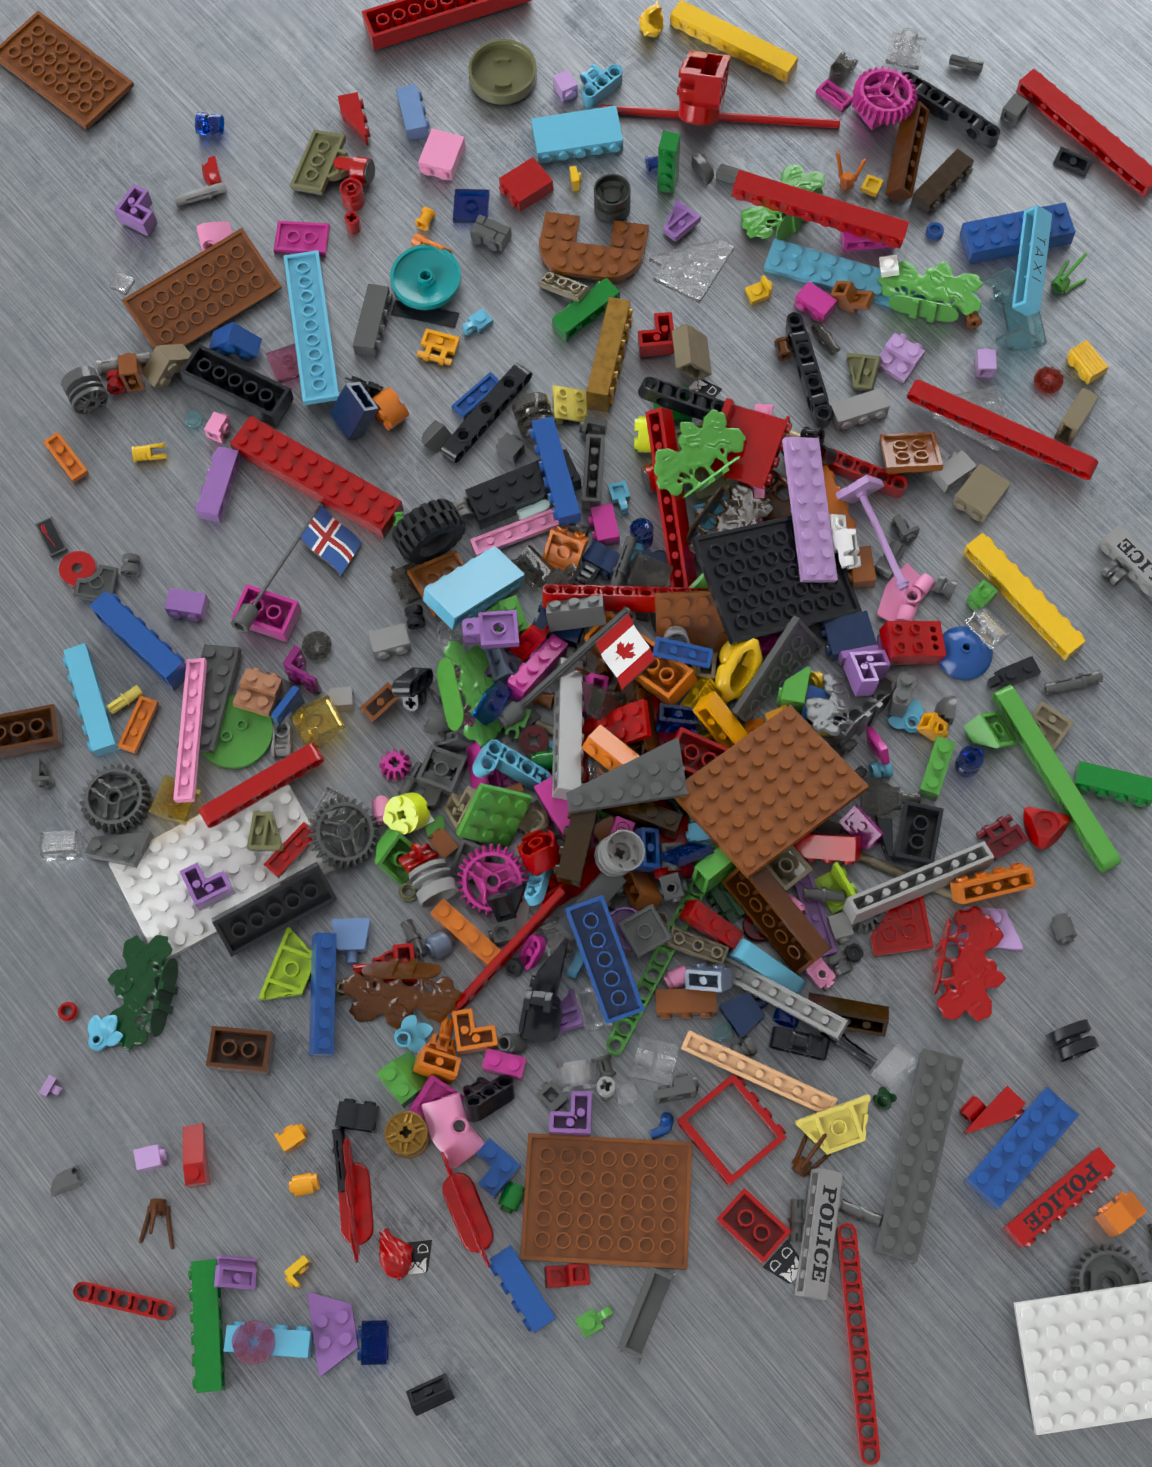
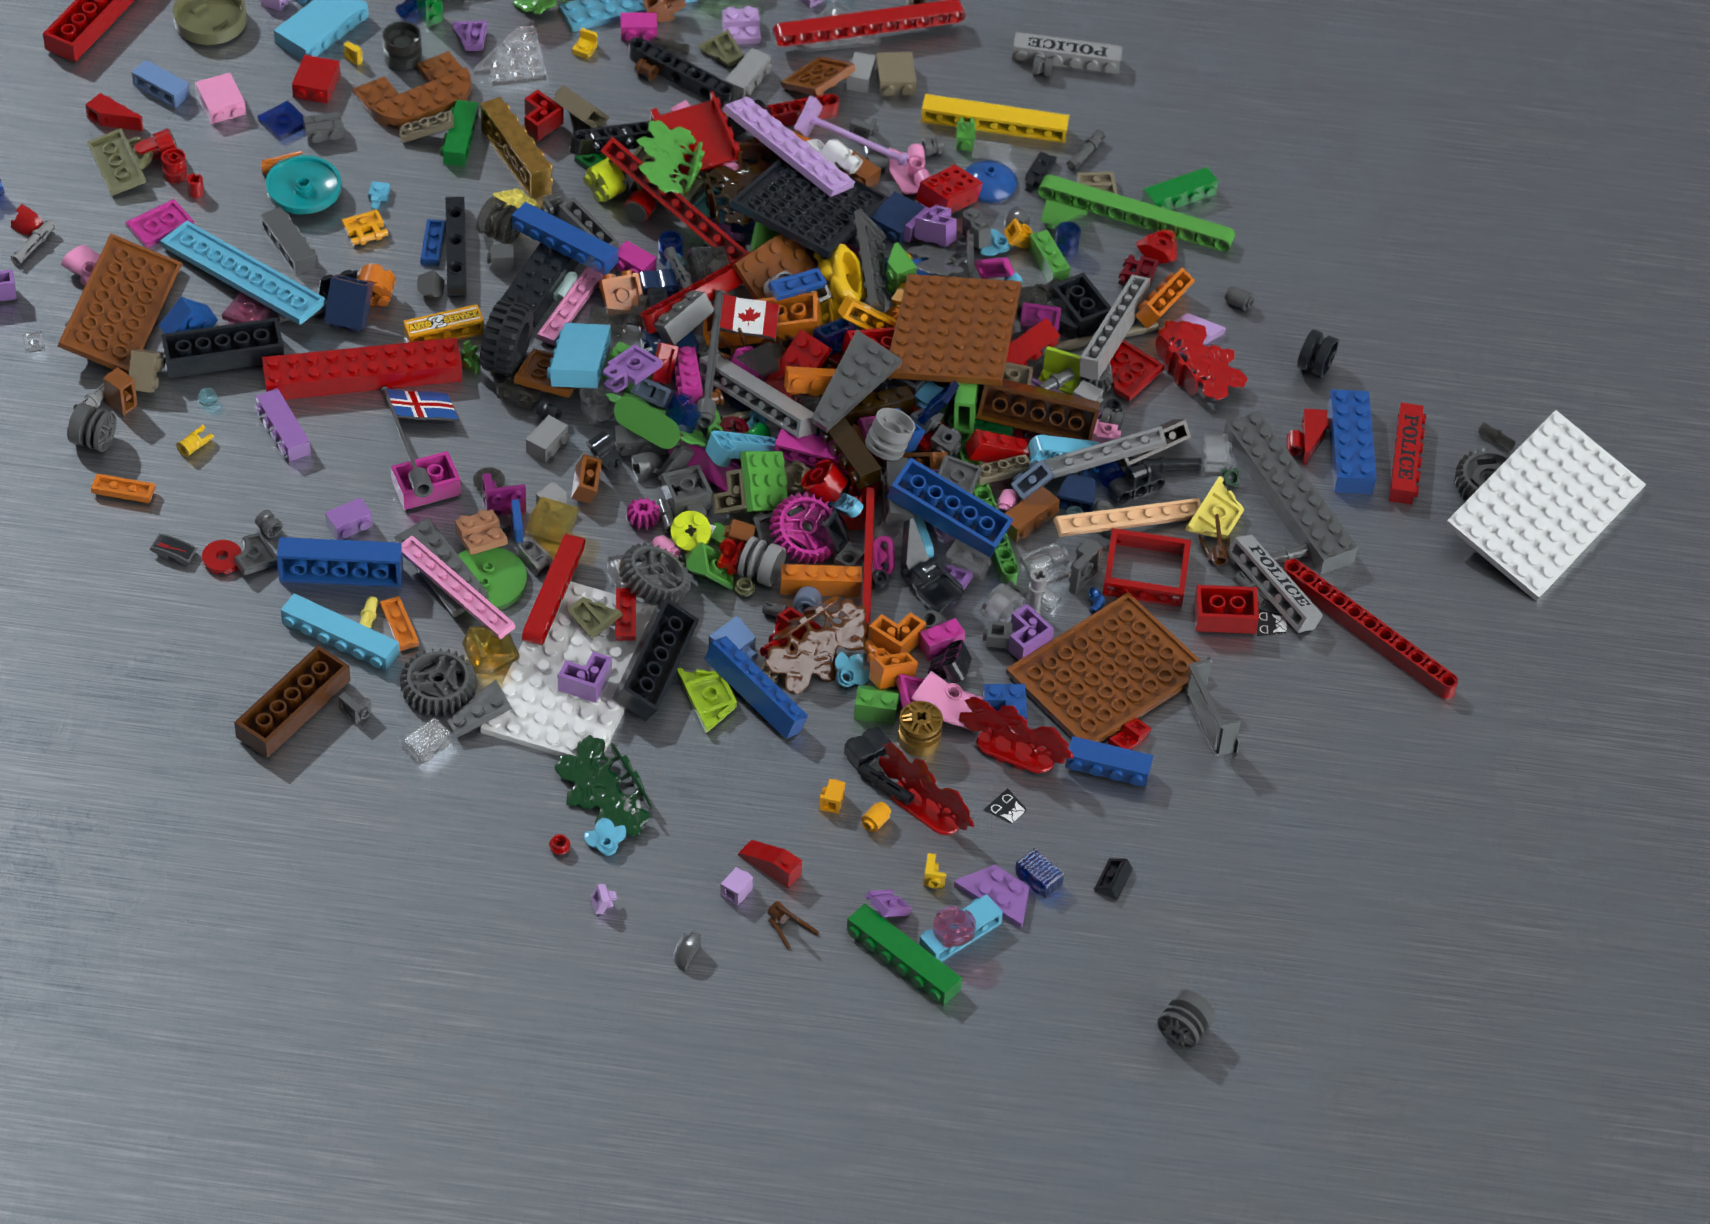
camera: 50 degrees left, 20 degrees down
(115, 383) = (108, 405): red wheel -> none
(115, 1297) = (814, 993): red beam -> none
(217, 427) = (237, 388): bright pink brick -> none
(240, 1050) = (732, 766): reddish brown brick -> none
(394, 1255) = (993, 811): red hair -> none
(409, 480) = (448, 324): none -> light orange brick
(425, 218) = (256, 144): light orange bush -> none
(434, 316) = (332, 212): black sticker -> none
(511, 1197) = (1037, 714): green brick -> none
(591, 1322) = (1178, 750): bright green plate -> none
(619, 494) = (624, 233): medium azure plate -> none
(1121, 1214) = (1455, 435): orange brick -> none

